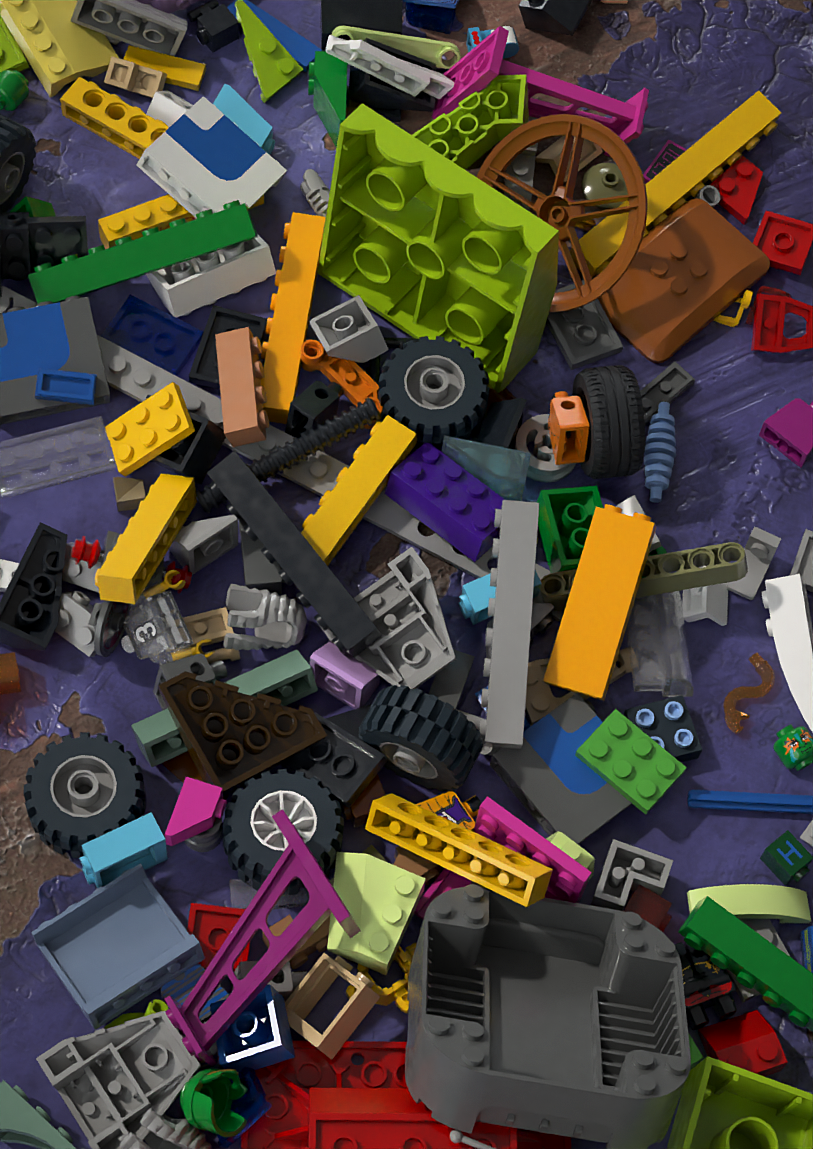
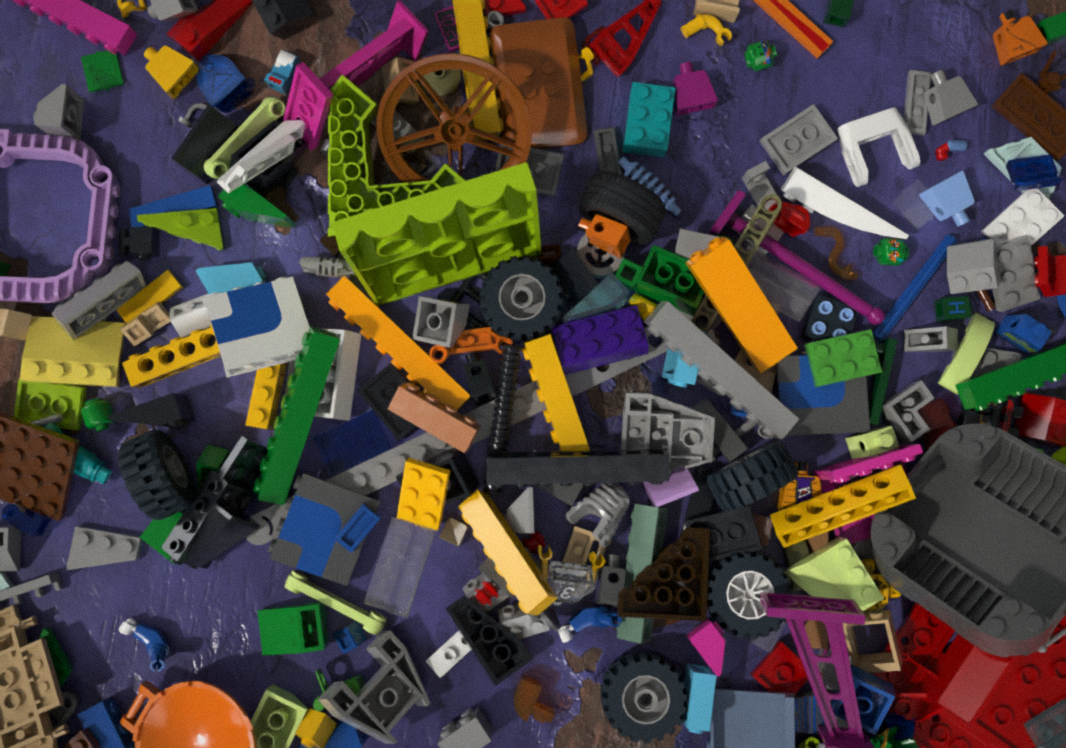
camera: 50 degrees left, 20 degrees up
(58, 140) = (168, 411): none -> black slope
(133, 685) = (591, 616): none -> blue arm
(543, 478) = (628, 273): none -> green brick
(676, 815) = (885, 352): none -> dark green piece
(678, 538) = (874, 315): none -> magenta piece
(728, 404) = (648, 119): none -> teal brick
(733, 856) = (931, 339): none -> light grey slope
(743, 613) = (792, 219): none -> red hand

